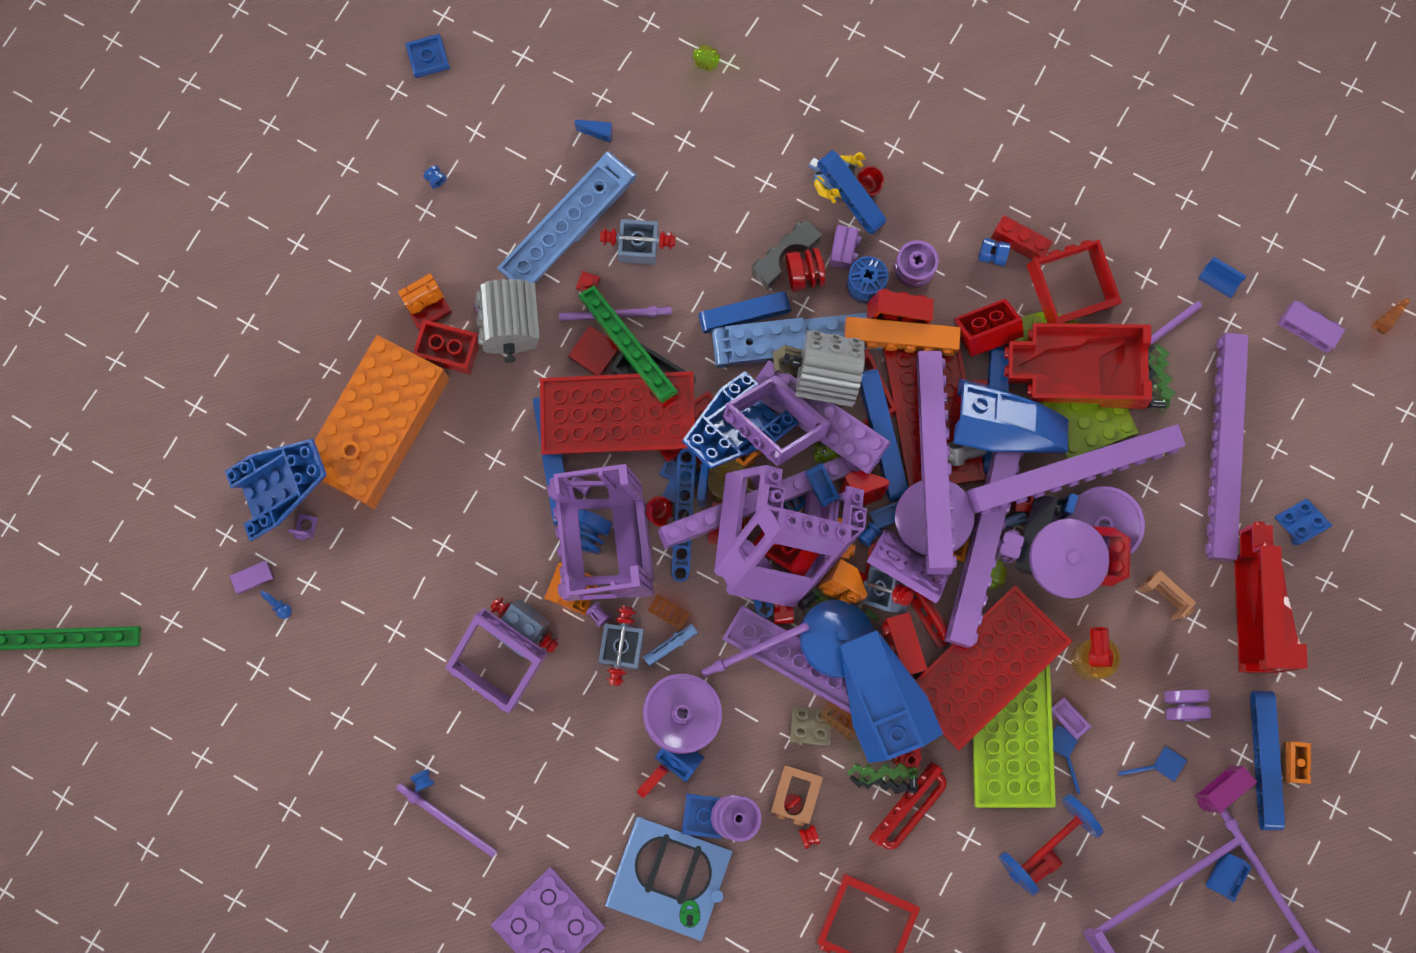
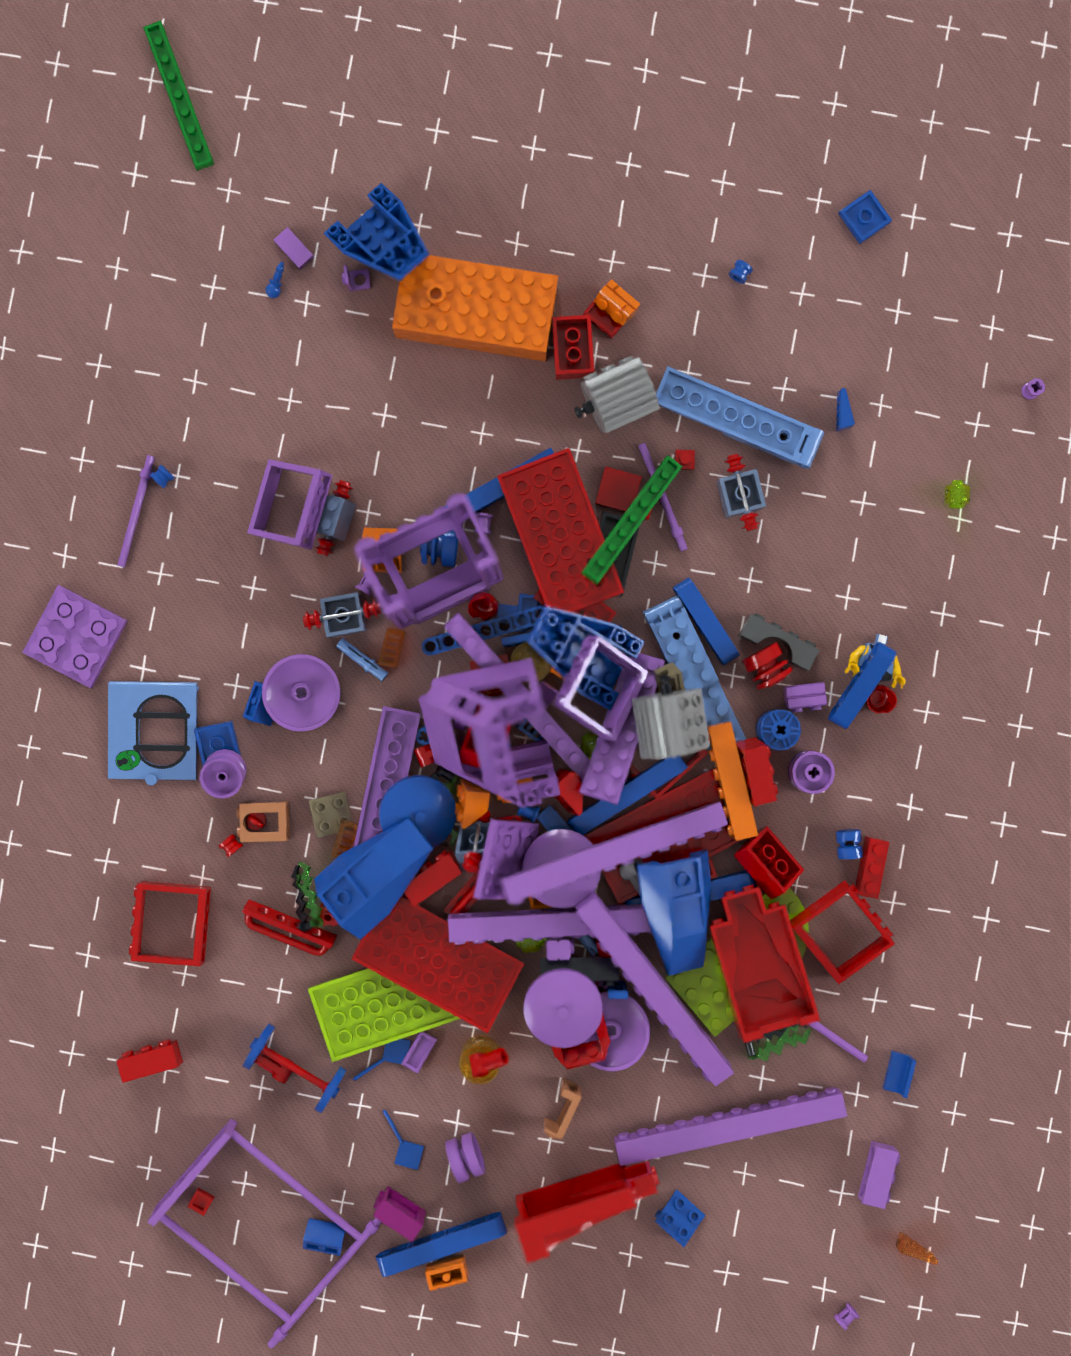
camera: 70 degrees right, 10 degrees up
(652, 781) = (232, 686): red beam -> none
(721, 665) = (359, 713): medium lavender bar -> none
(822, 484) = (555, 752): blue tile -> none

